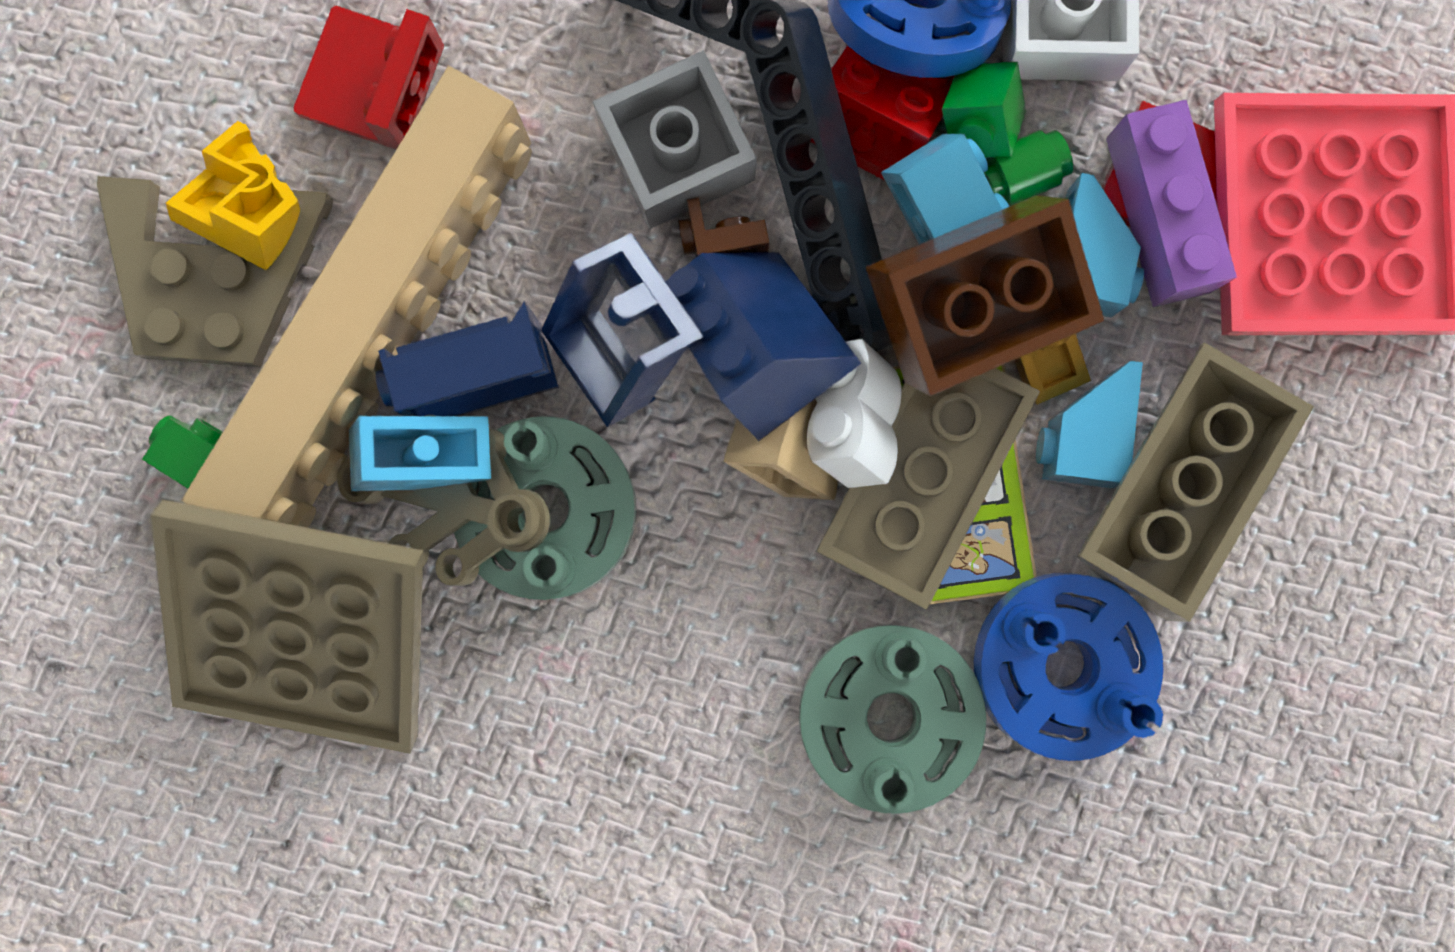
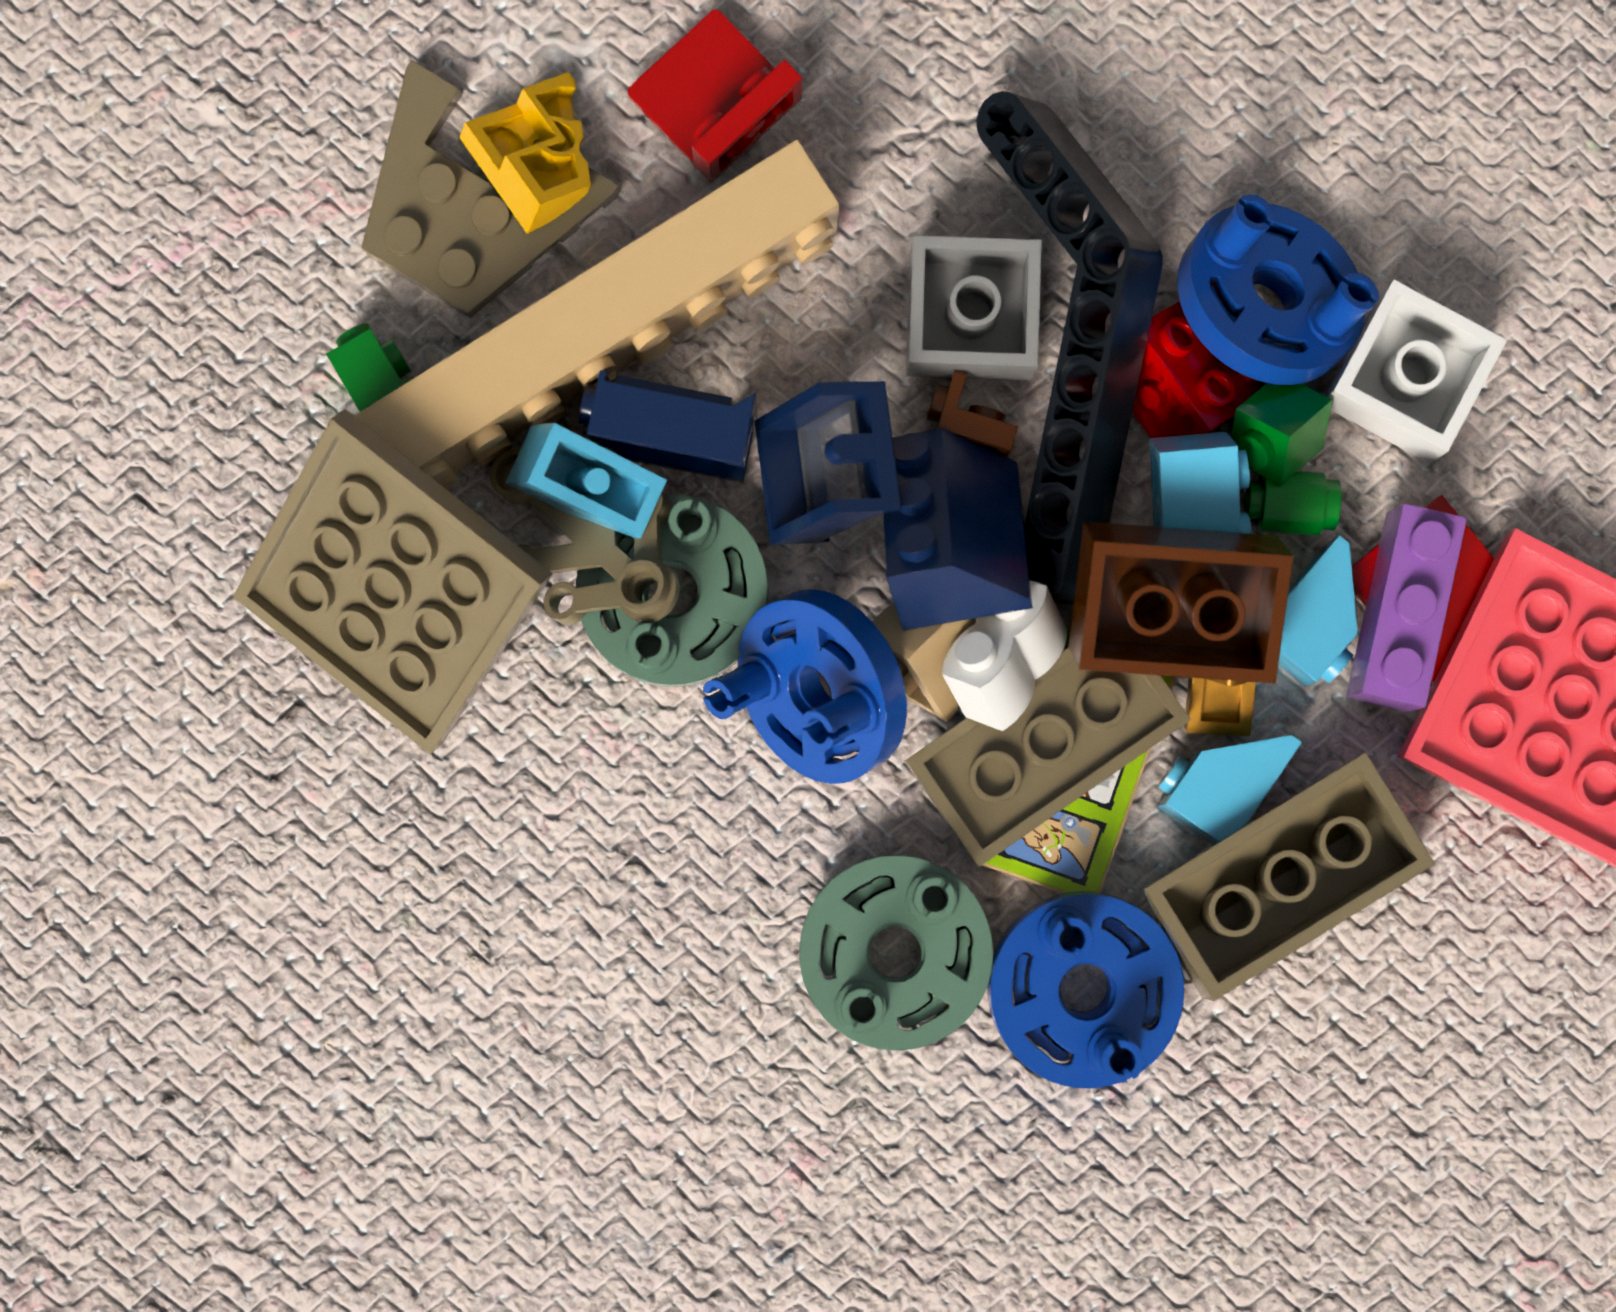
camera: 20 degrees right, 0 degrees up
(692, 552) = (786, 697): none -> blue piece

